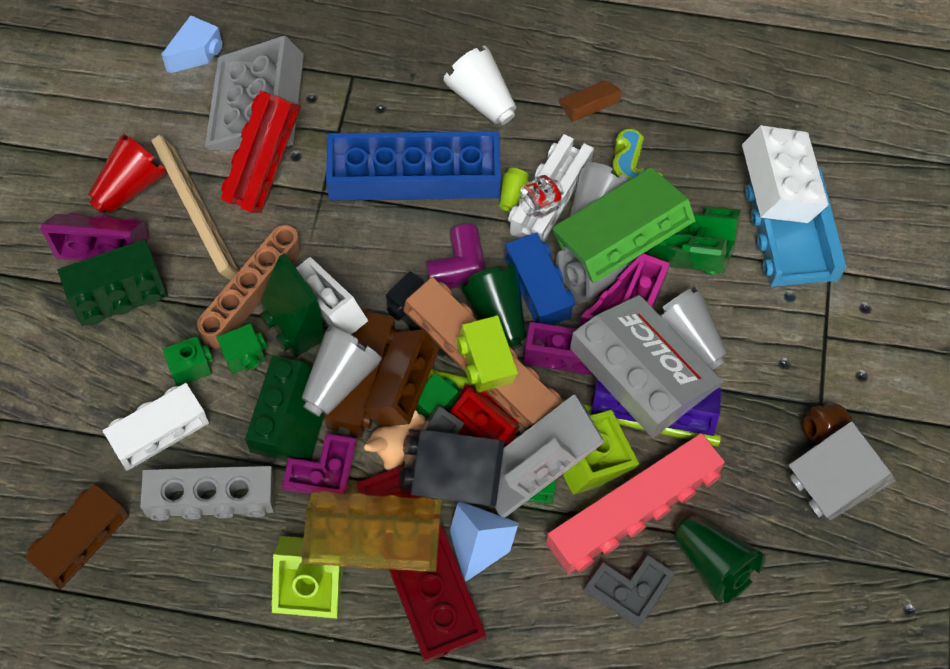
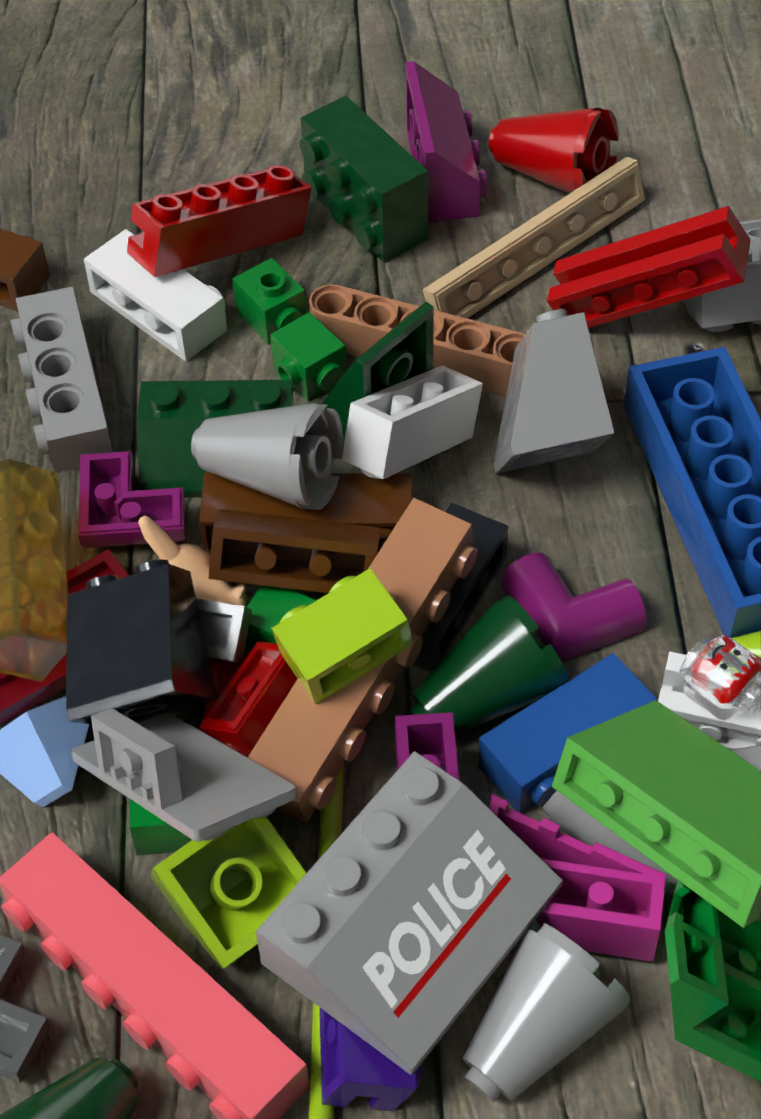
camera: 80 degrees right, 10 degrees down
(121, 372) = (218, 219): none -> red brick
(335, 225) = (552, 396): none -> light grey slope

